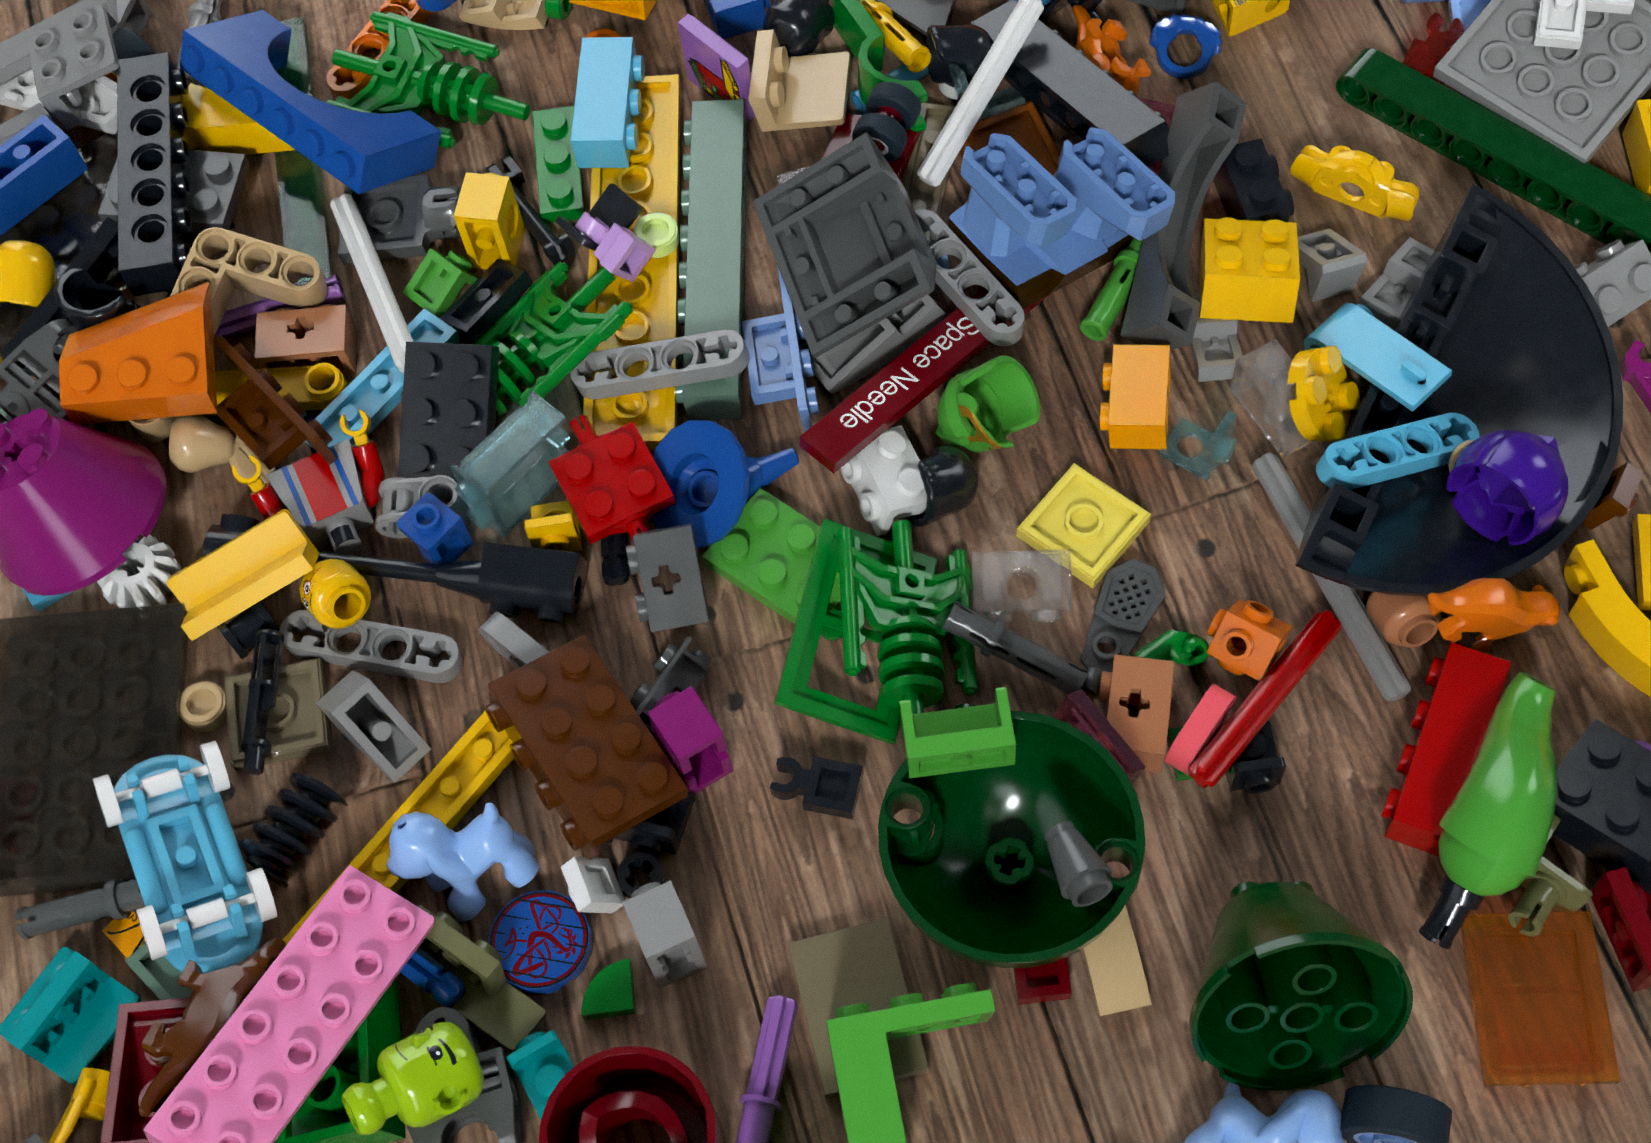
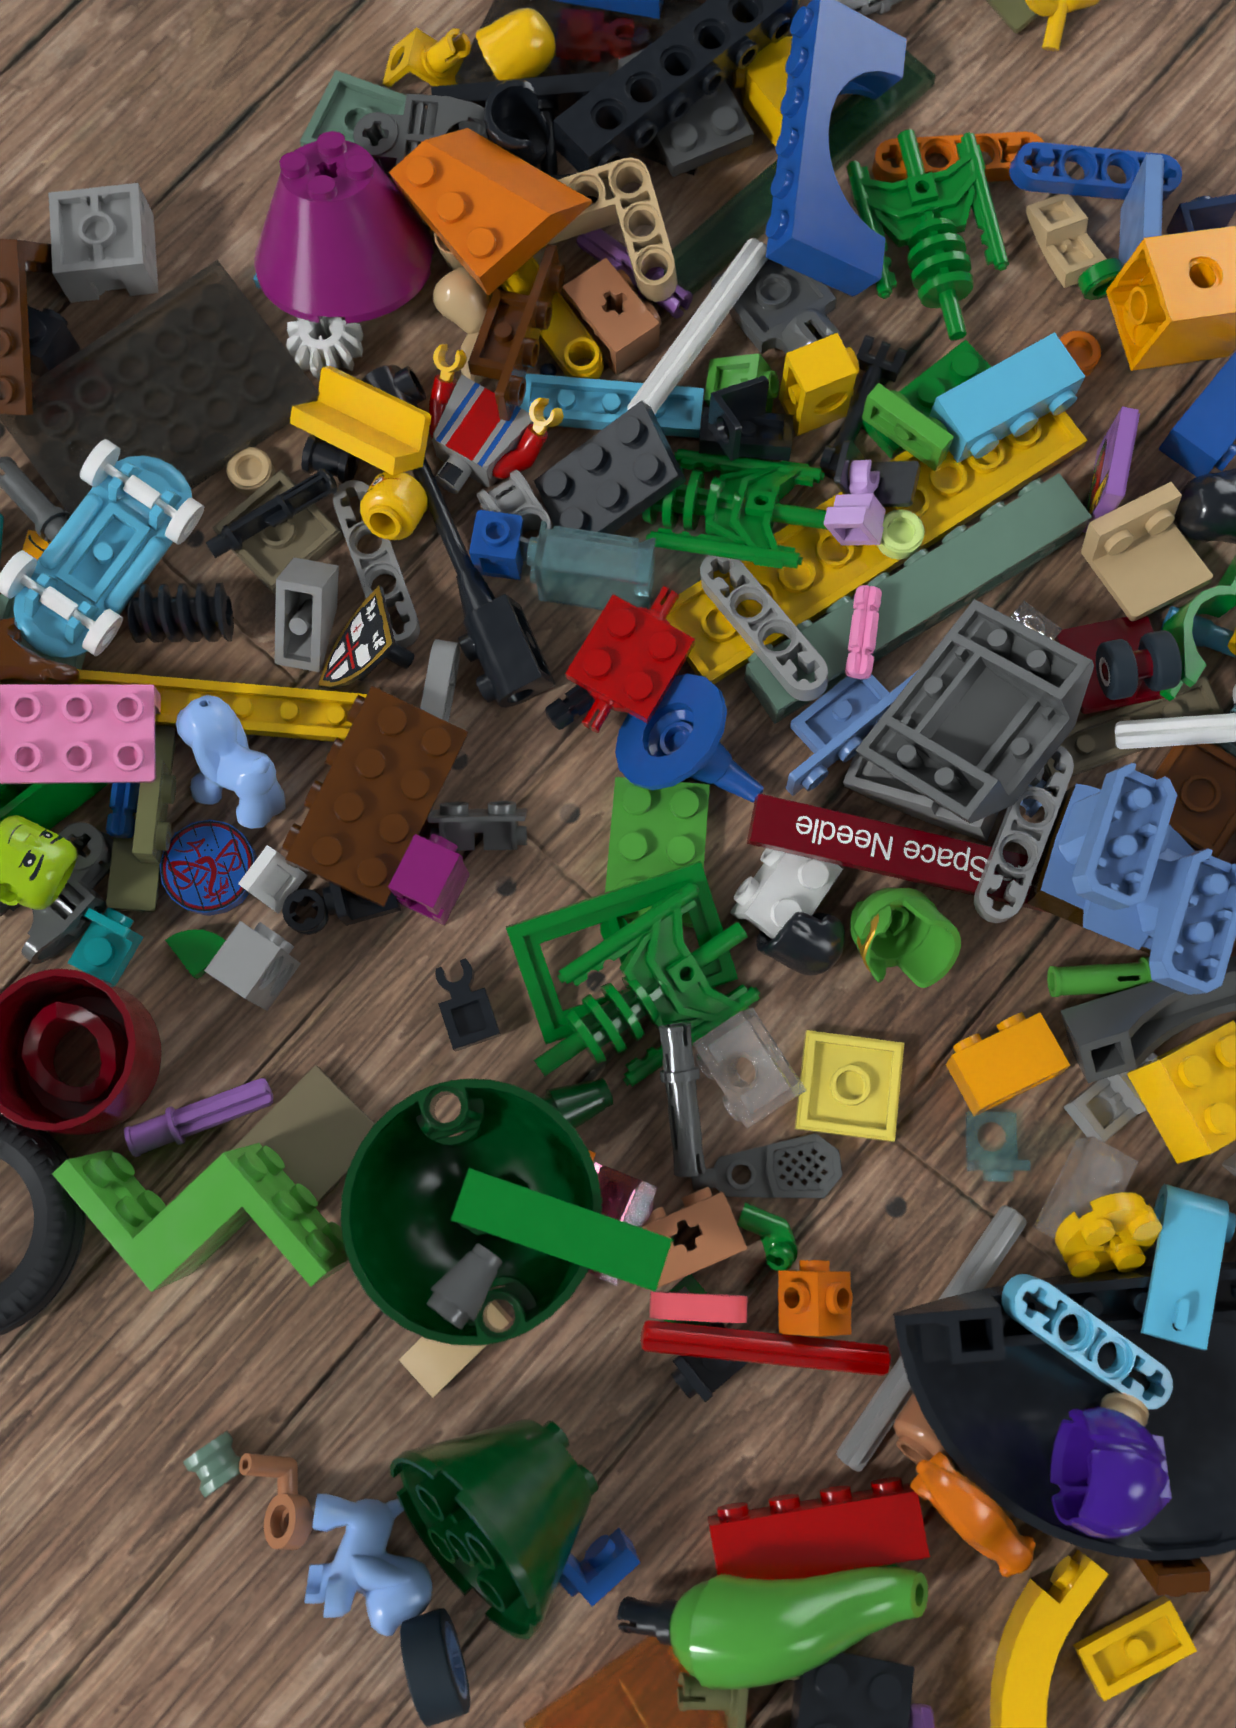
camera: 55 degrees right, 15 degrees up
(59, 226) = (585, 34): none -> clear red plate
(438, 688) = (364, 645): none -> shield
(462, 284) = (733, 406): none -> black bracket
(554, 532) = (551, 639): yellow bracket -> none
(574, 178) = (898, 420): none -> bright green plate
(687, 600) = (568, 766): dark grey brick -> none
(720, 296) = (863, 632): none -> bright pink axle
(958, 738) = (526, 1113): bright green panel -> none
(1073, 764) = (562, 1229): none -> green tile
(1384, 923) = (603, 1567): none -> blue bracket

